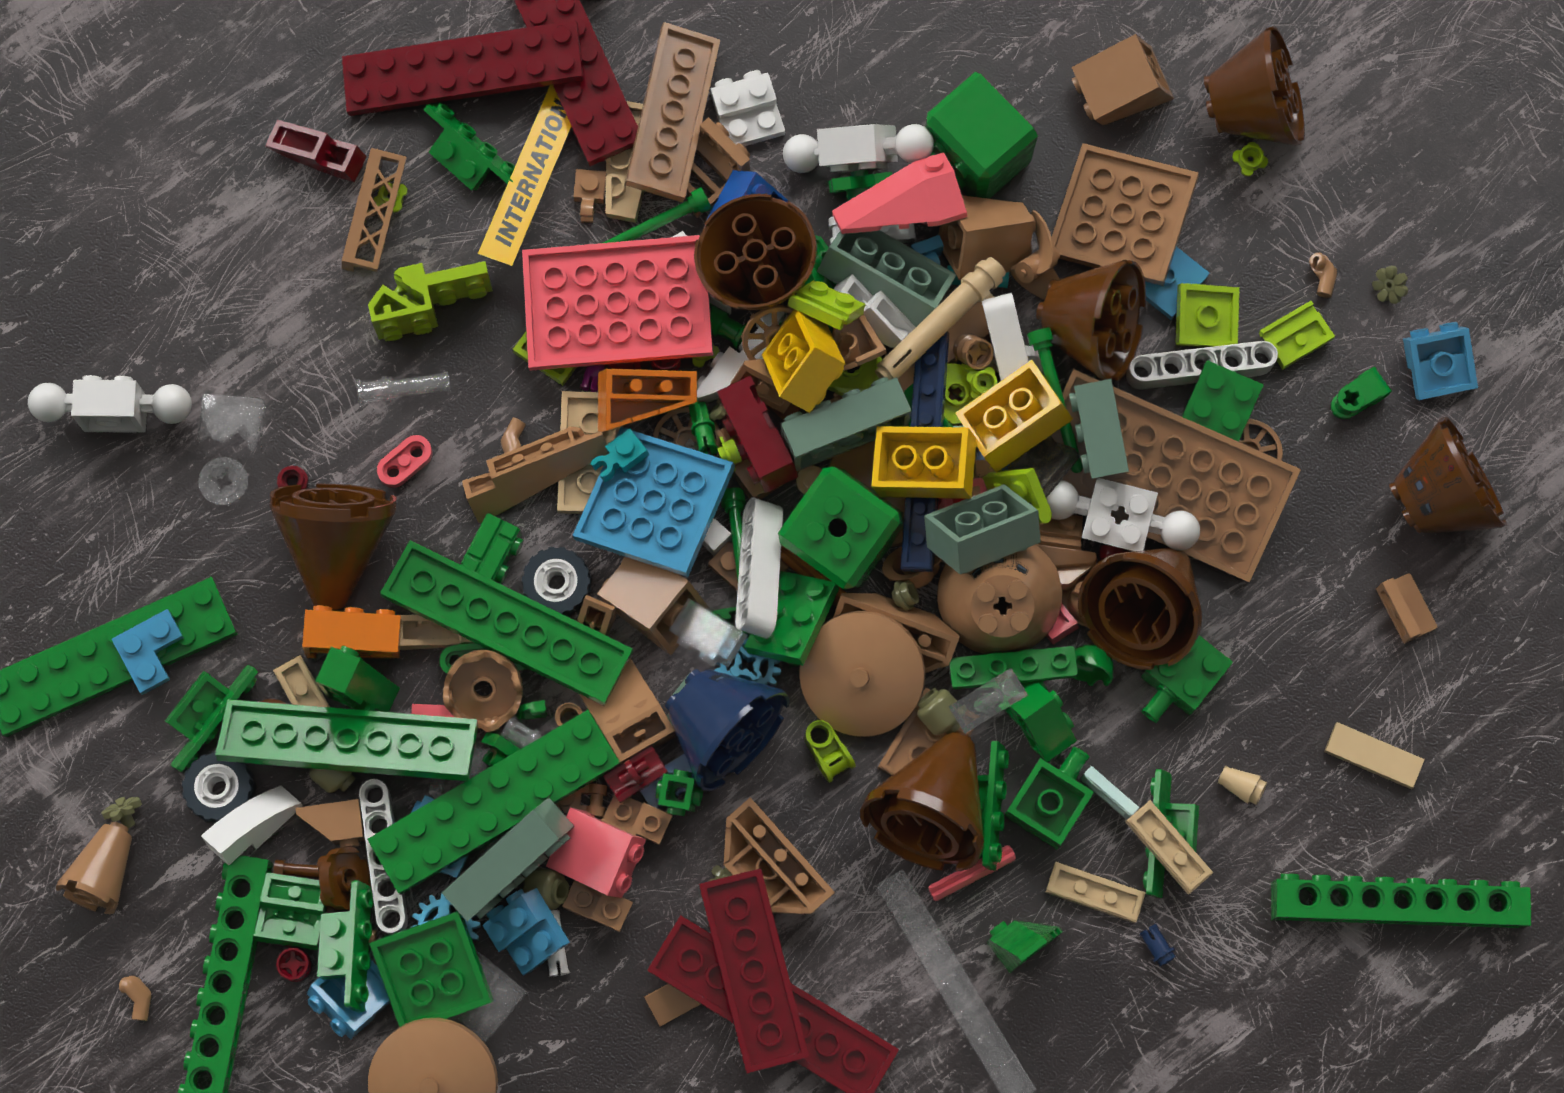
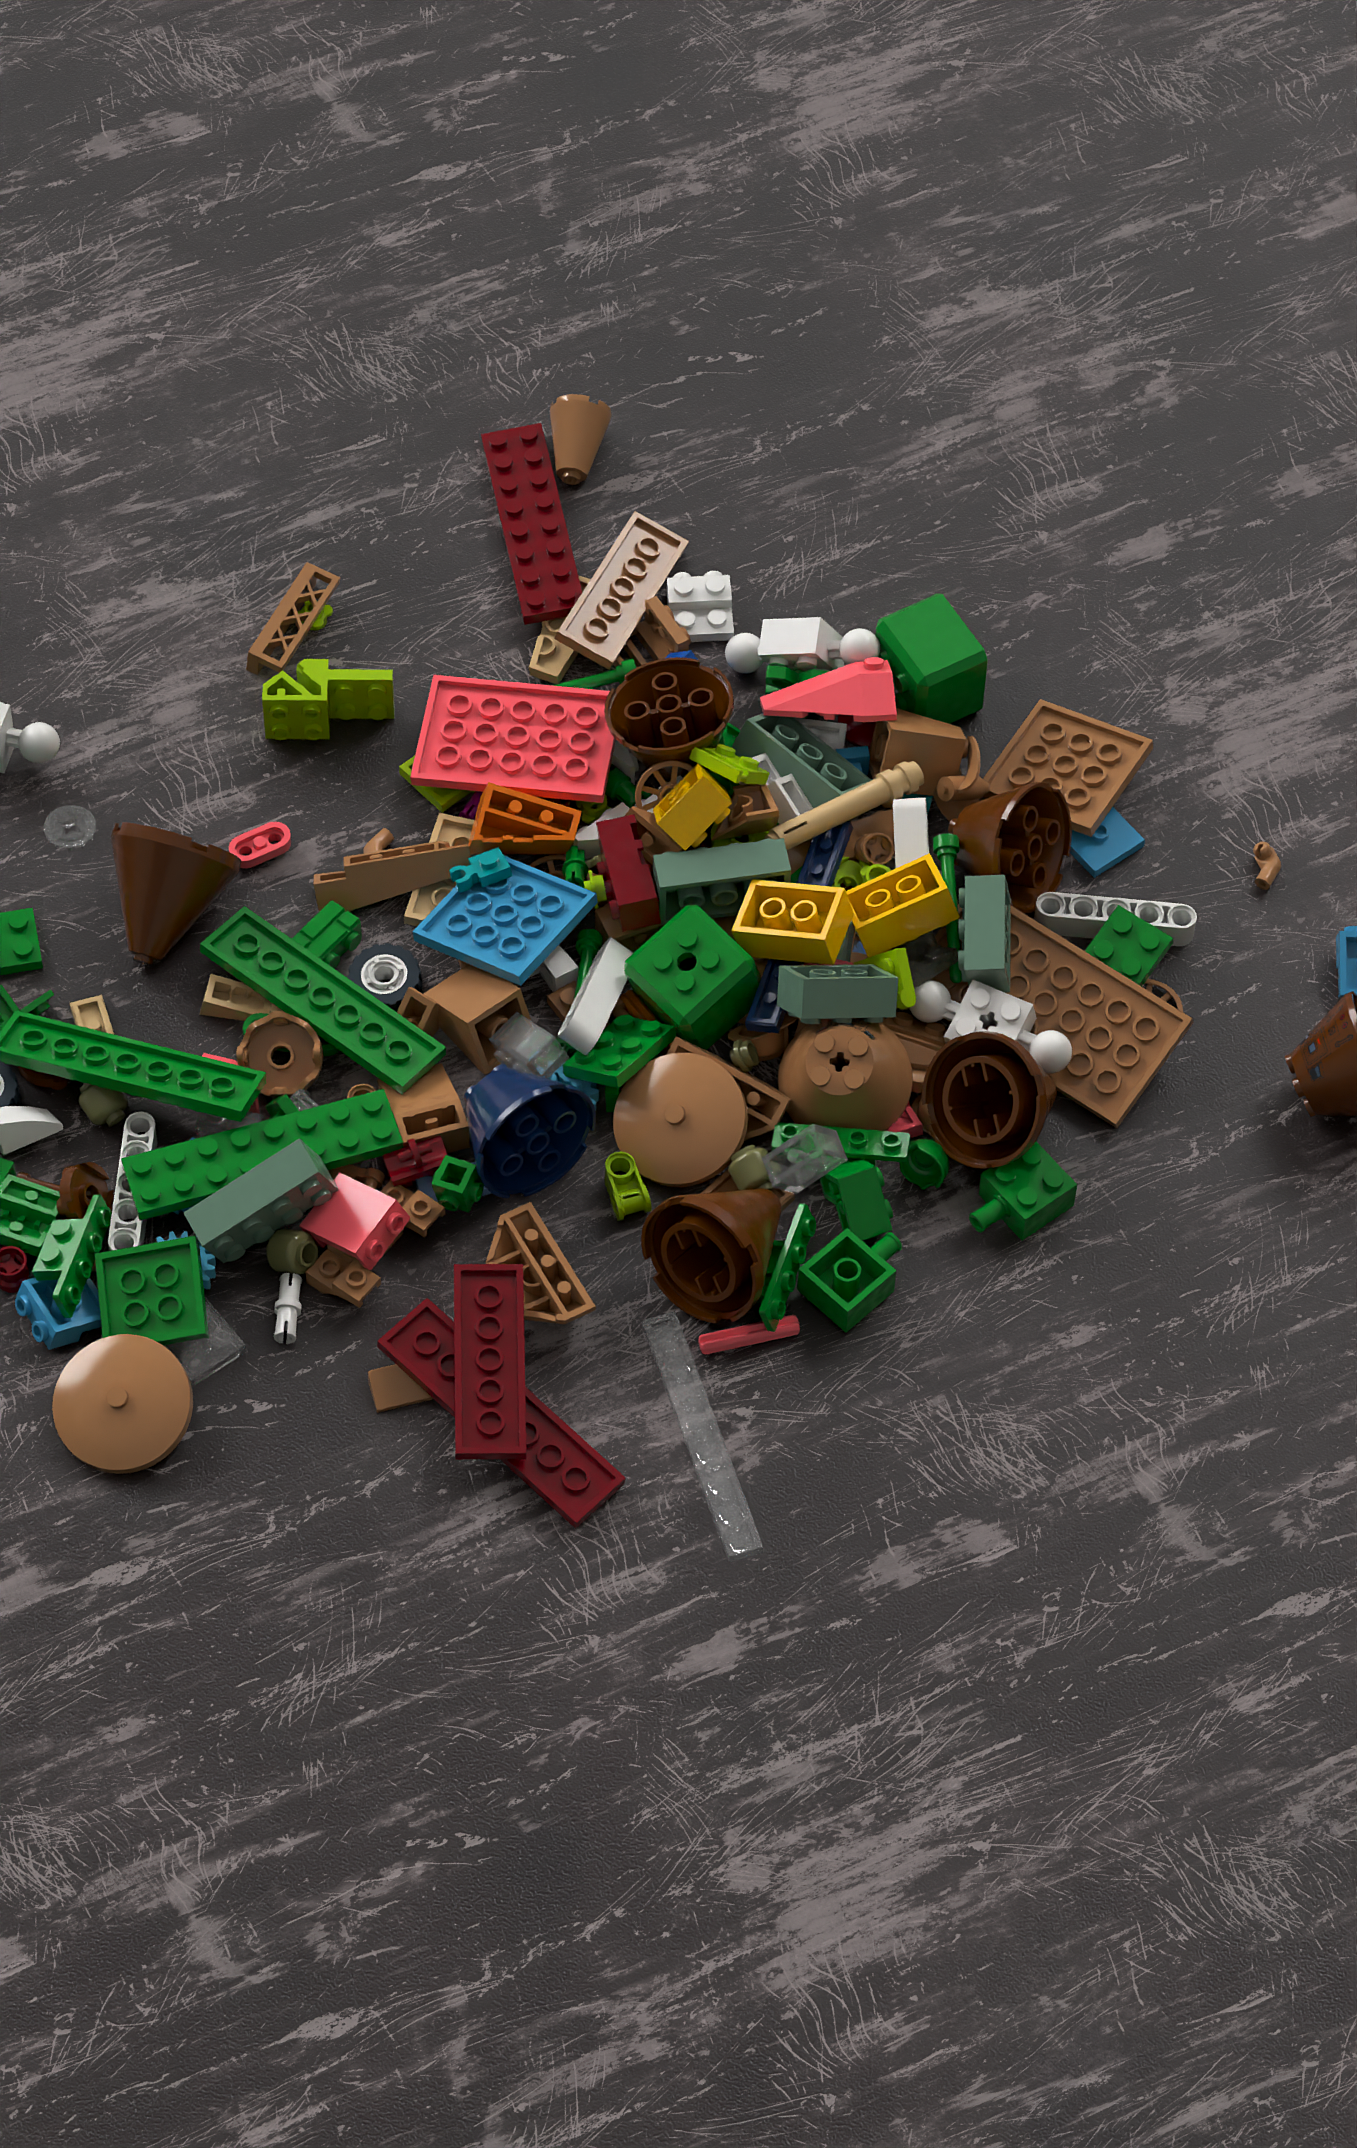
camera: 15 degrees right, 20 degrees down
(228, 414) = (95, 770): clear piece -> none
(316, 150) = (251, 560): dark red slope -> none
(336, 821) = (91, 1144): medium nougat slope -> none
(354, 682) = (147, 1010): green wedge -> none
(366, 633) = (158, 975): orange wedge -> none
(388, 388) = (261, 779): clear pin -> none
(462, 68) = (419, 514): dark red plate -> none
(463, 151) = (399, 591): green bracket -> none
(525, 930) = (260, 1281): dark azure plate -> none
(528, 183) = (456, 622): yellow sticker -> none
(532, 710) = (326, 1090): green tile -> none
(589, 190) = (517, 648): medium nougat plate -> none
(1020, 941) = (787, 1397): green wedge -> none
(1095, 892) = (877, 1381): tan tile -> none
(1109, 793) = (916, 1288): light aqua tile -> none
(1121, 81) = (1095, 651): medium nougat slope -> none
(1159, 947) = (934, 1449): dark blue pin -> none
(1169, 847) = (964, 1341): tan tile -> none
(1182, 817) = (970, 1340): green bracket -> none
(1207, 315) = (1131, 871): lime plate -> none
(1243, 784) = (1062, 1310): tan cone -> none
(1250, 150) = (1214, 741): lime plate -> none
(1256, 94) = (1232, 679): reddish brown cone -> none
(1297, 334) = (1225, 912): lime plate -> none
(1363, 393) = (1281, 977): green piece -> none
(1374, 755) = (1212, 1314): tan tile -> none
(1390, 284) = (1335, 885): olive plant -> none
(1406, 607) = (1280, 1184): medium nougat panel -> none
(1513, 913) = (1216, 1468): green brick -> none

